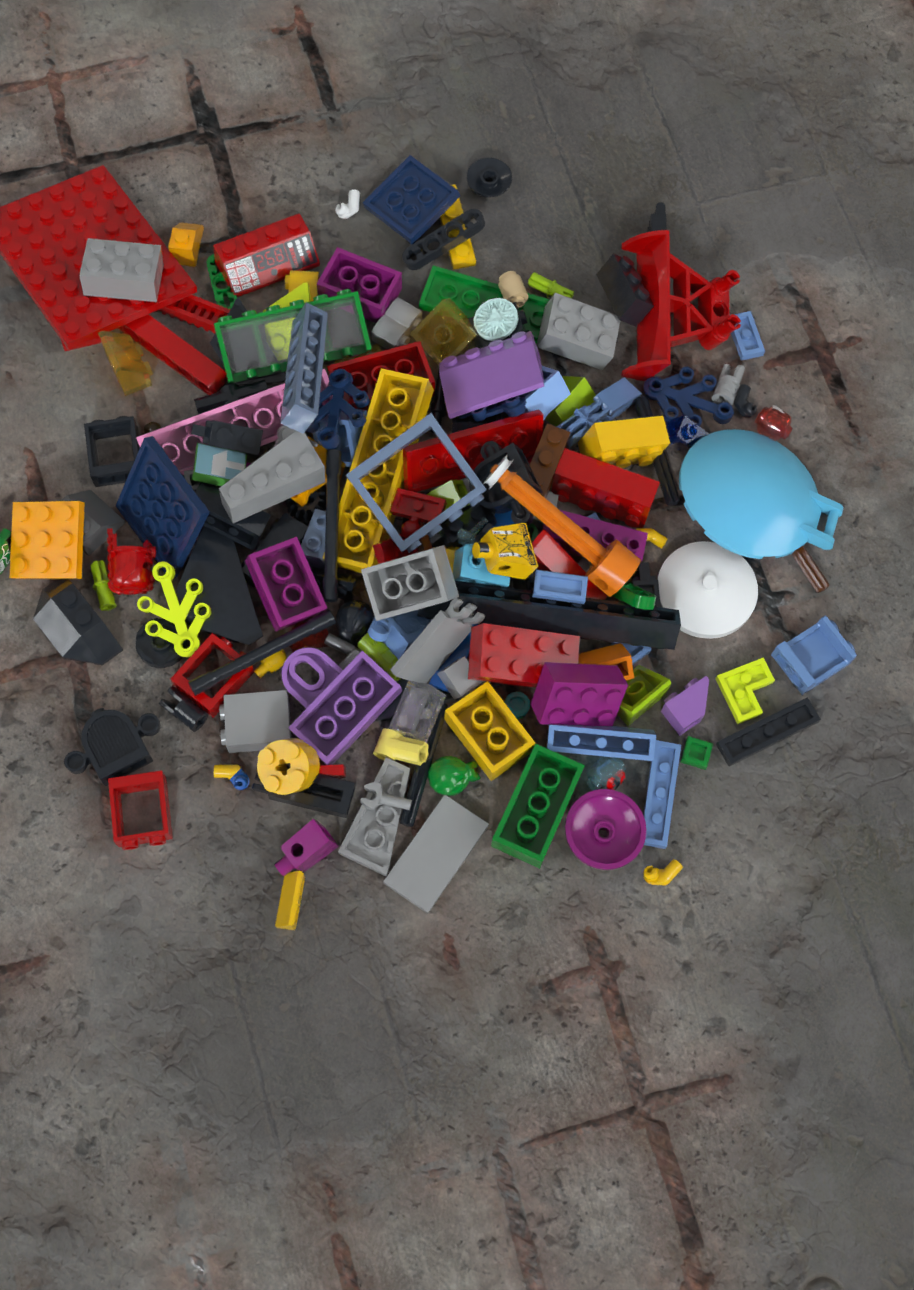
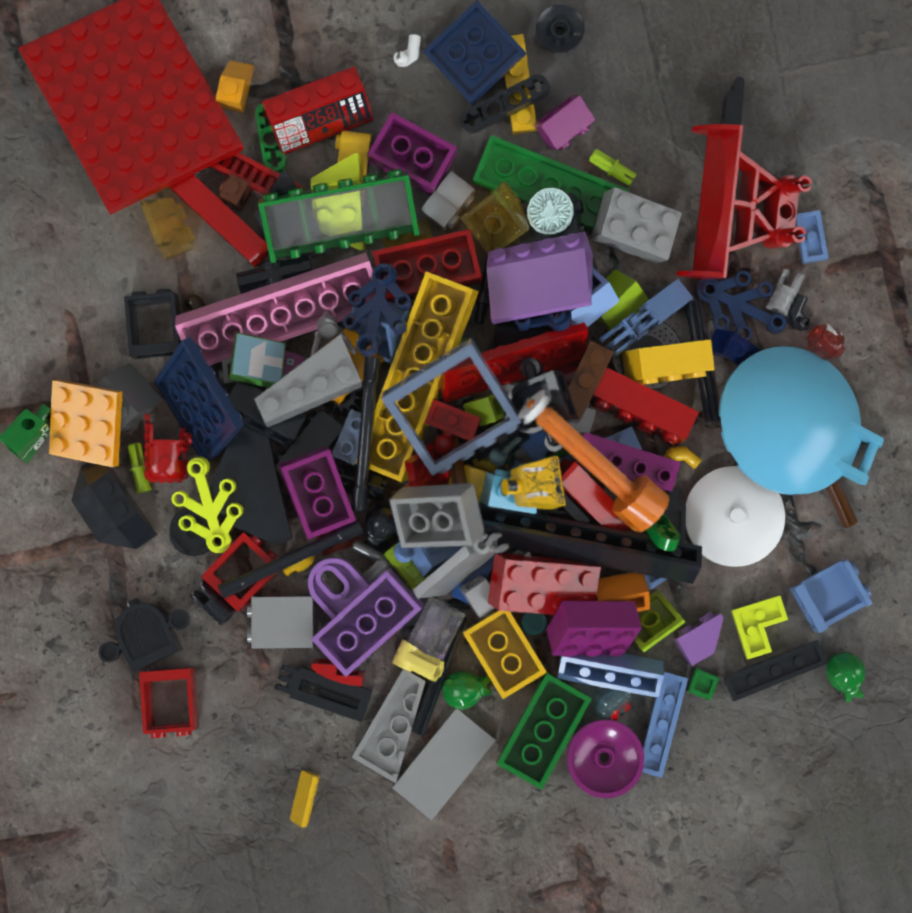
camera: 10 degrees right, 15 degrees up
(121, 270) = (166, 130): light grey brick -> none
(188, 325) = (235, 192): none -> copper brick
(229, 436) = (268, 327): black hinge -> none
(234, 774) = (259, 671): arm -> none
(273, 766) = (308, 679): yellow brick -> none
(304, 368) = (347, 267): sand blue brick -> none
(314, 841) = (322, 753): magenta torso -> none
(383, 798) = (398, 711): light grey bar -> none
(501, 251) = (564, 123): none -> magenta brick
(513, 288) = (571, 173): tan brick -> none
(560, 586) = (586, 520): medium blue tile -> none
(625, 289) = (689, 181): black brick -> none
(662, 876) = (655, 803): yellow arm -> none
(842, 730) = (846, 674): none -> green piece

